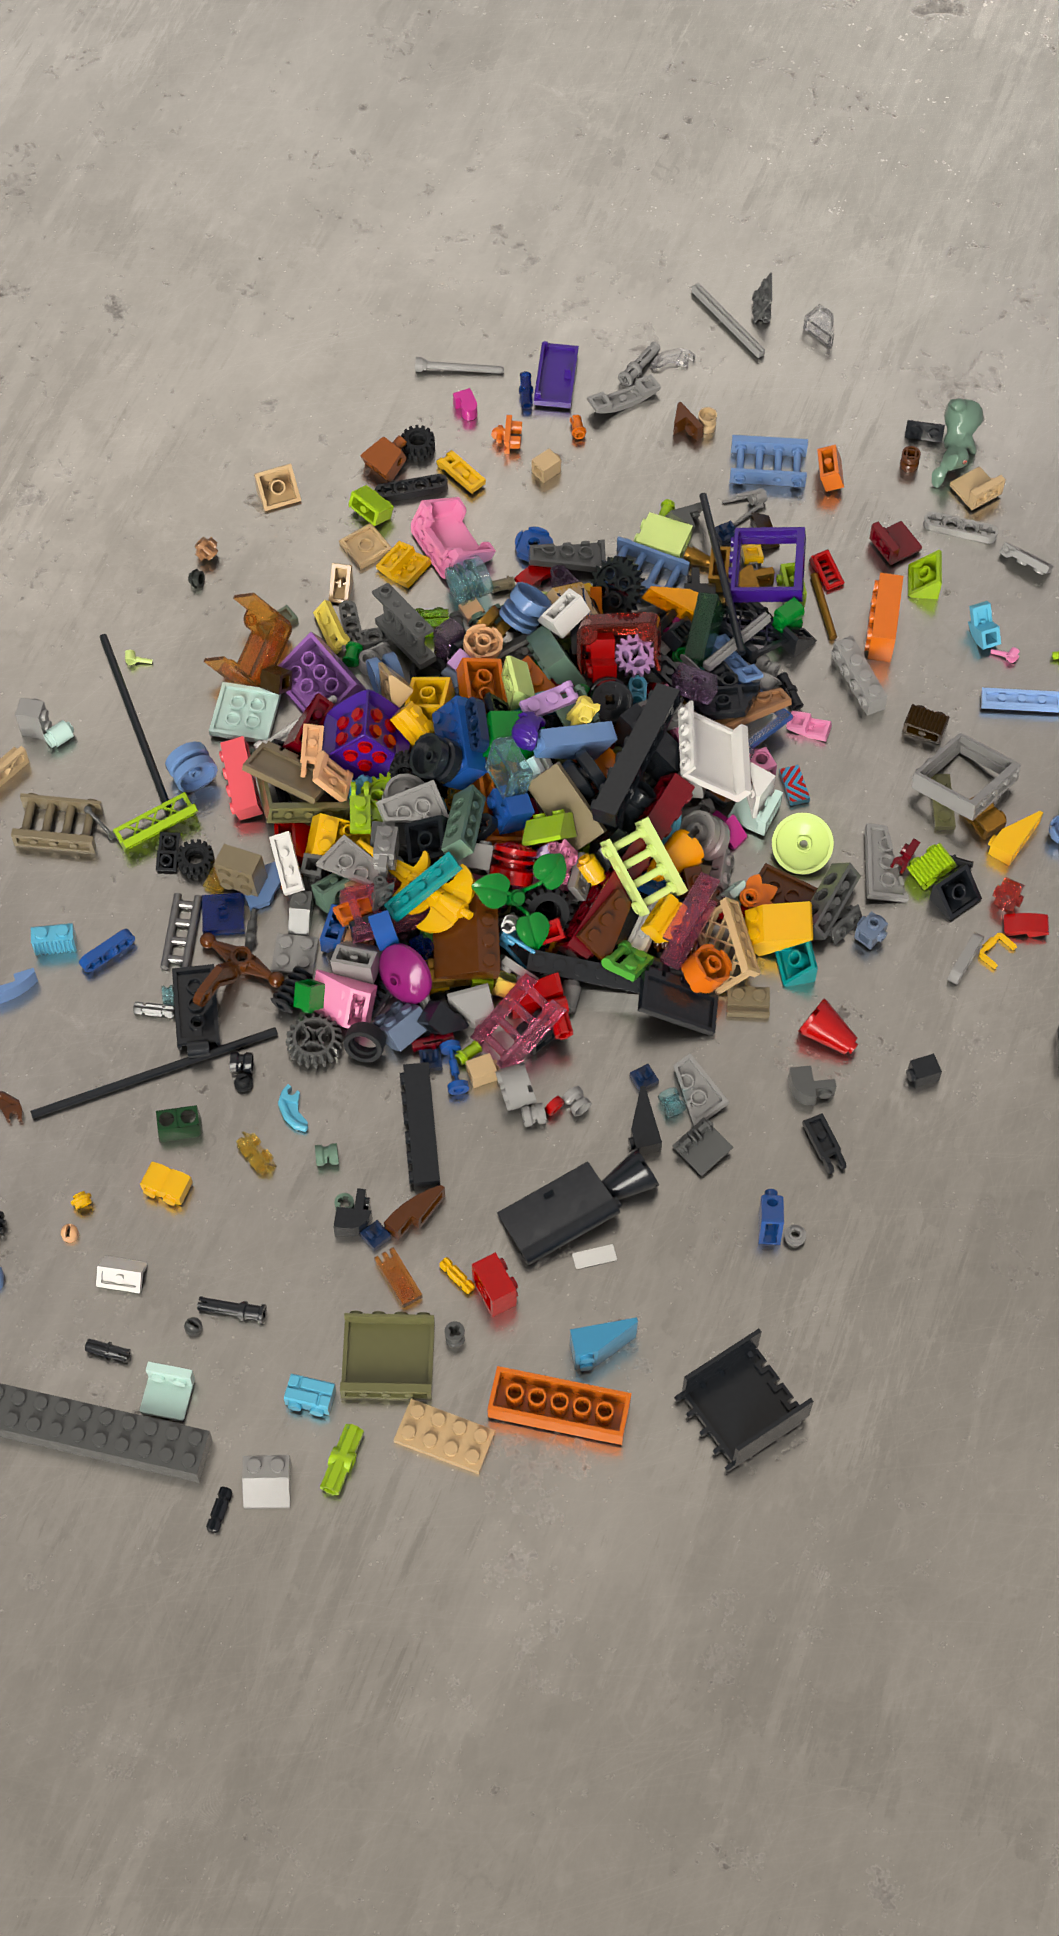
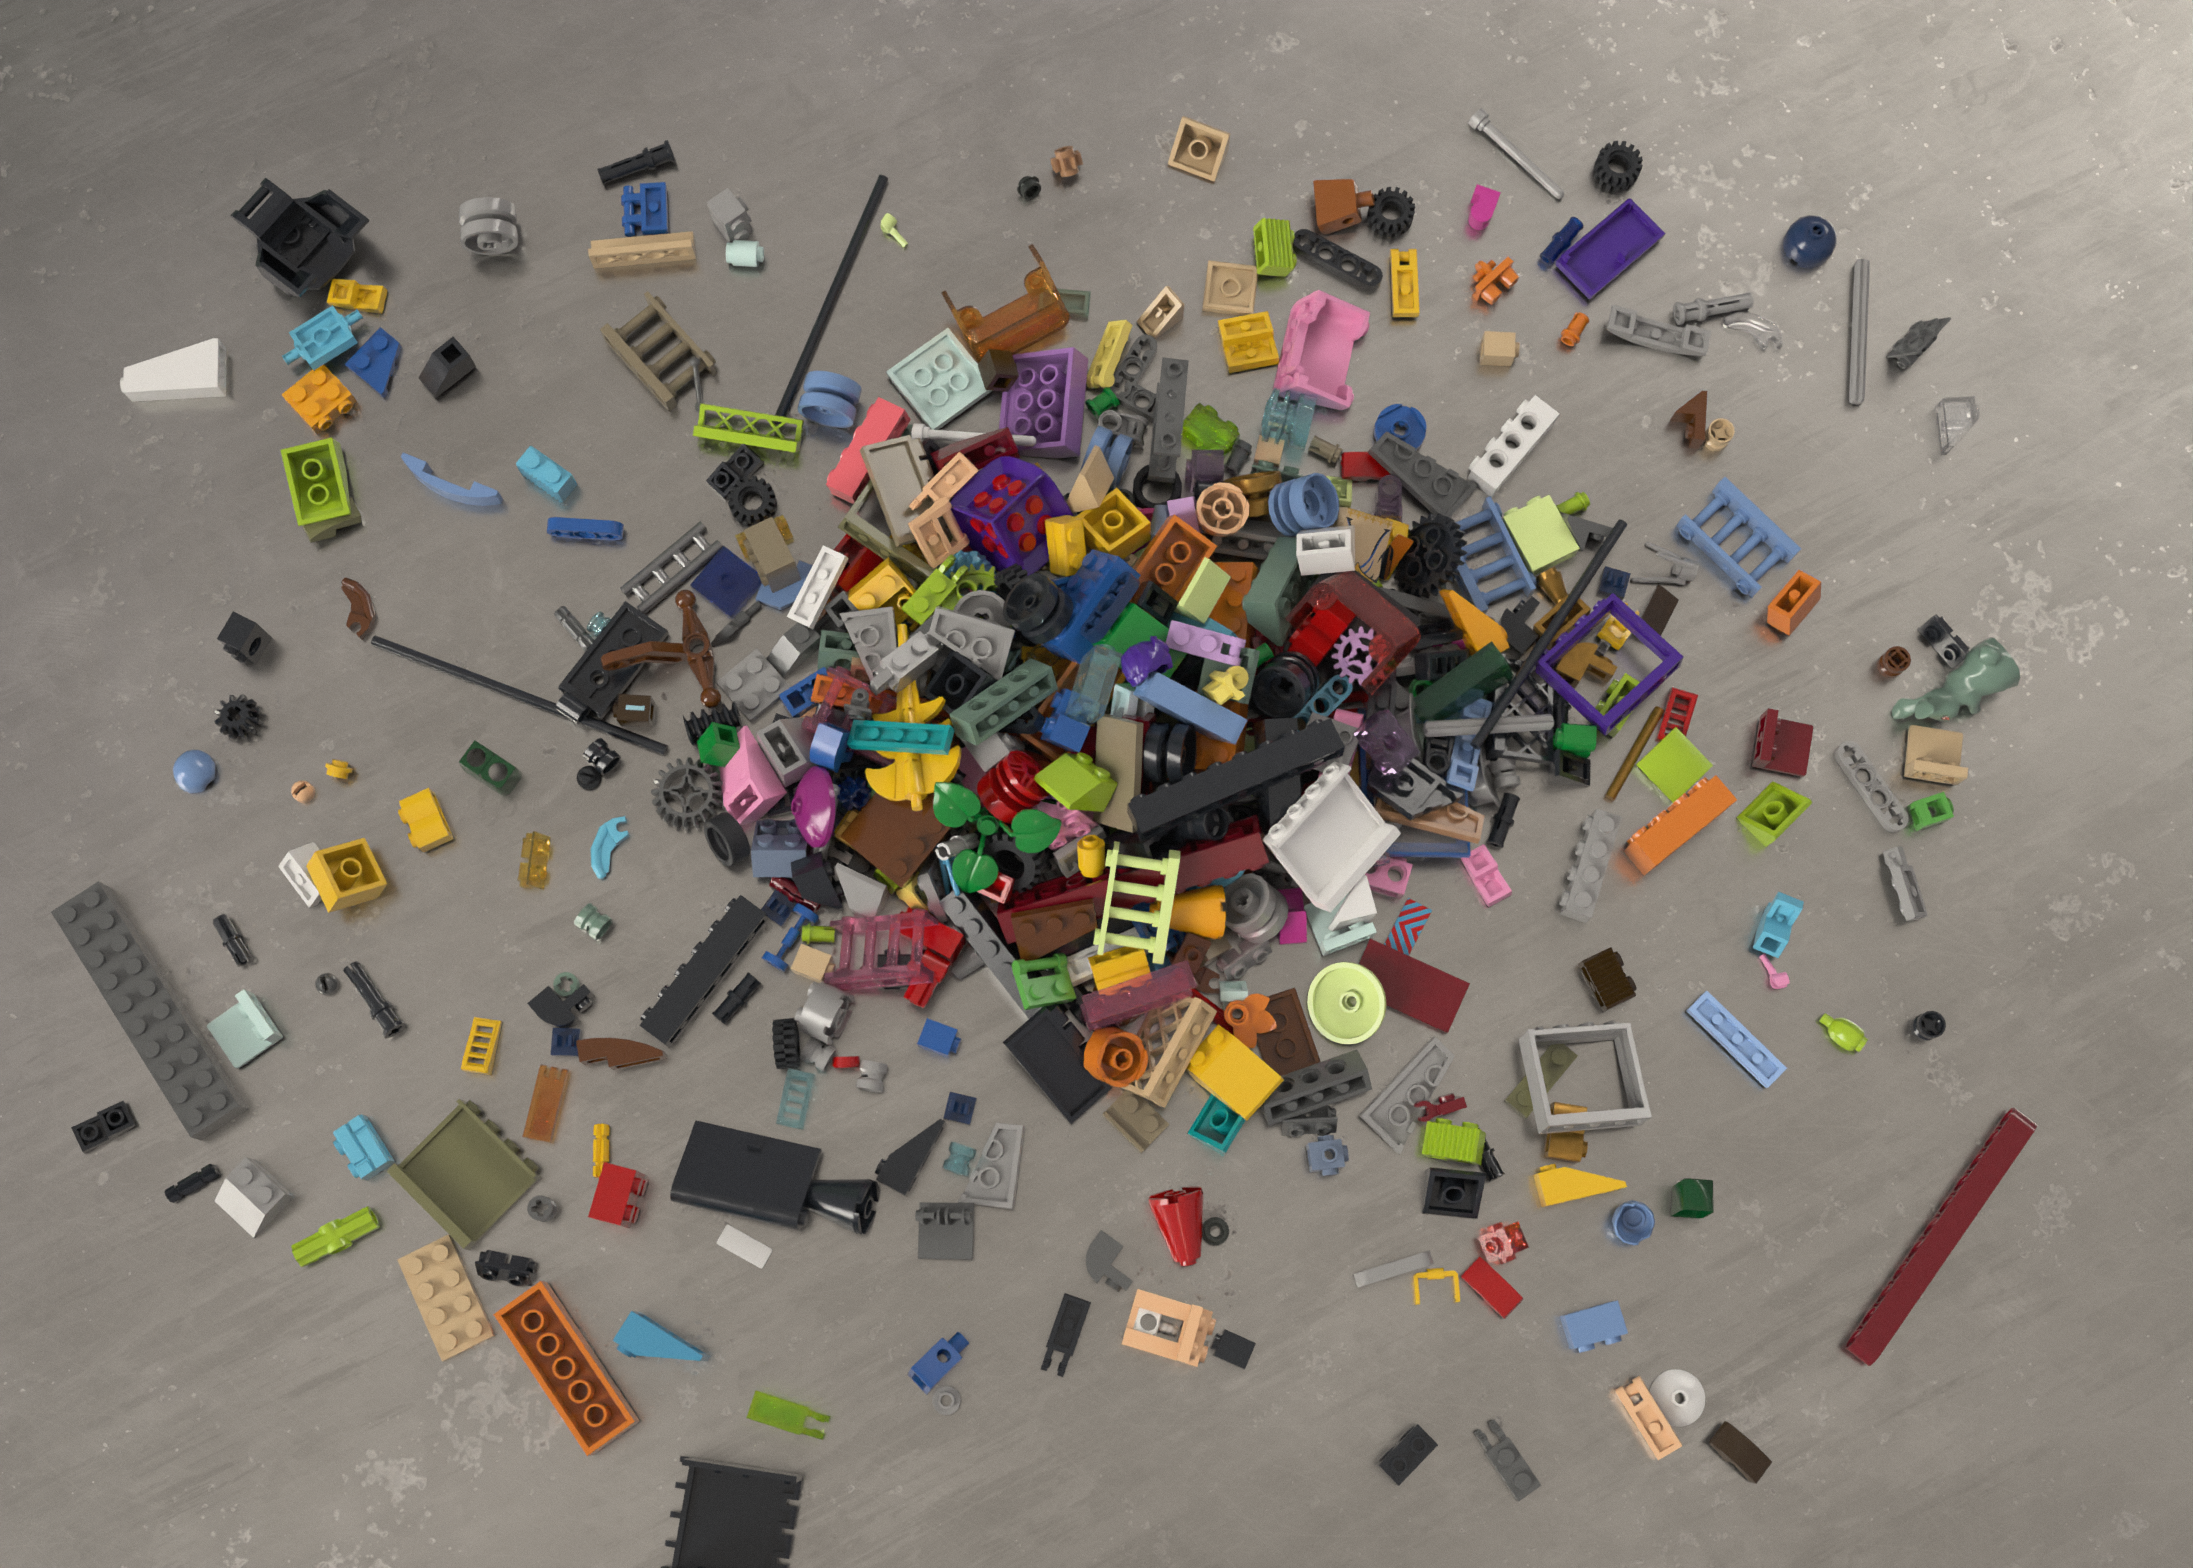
camera: 40 degrees right, 15 degrees up
(129, 1526) = (103, 1127): none -> black slope
(148, 1248) = (346, 874): none -> yellow brick
(237, 1022) = (634, 710): none -> dark brown brick
(333, 1294) = (491, 1047): none -> yellow slope
(455, 1126) = (736, 998): none -> black pin
(457, 1393) = (493, 1267): none -> black hinge
(510, 1121) = (786, 1043): none -> black tyre
(519, 341) = (1618, 152): none -> black tyre
(535, 1134) = (788, 1086): none -> clear light blue slope
(595, 1049) = (939, 1038): none -> blue brick
(603, 506) = (1541, 418): none -> white brick
(658, 296) = (1810, 241): none -> dark blue cylinder
(712, 1322) = (784, 1414): none -> clear neon green hinge
(836, 807) = (1415, 986): none -> dark red tile
(850, 594) = (1674, 764): none -> lime slope
(853, 1016) = (1221, 1224): none -> pearl dark grey plate
(885, 1077) = (1190, 1343): none -> light nougat brick
(1002, 514) = (1920, 814): none -> bright green brick

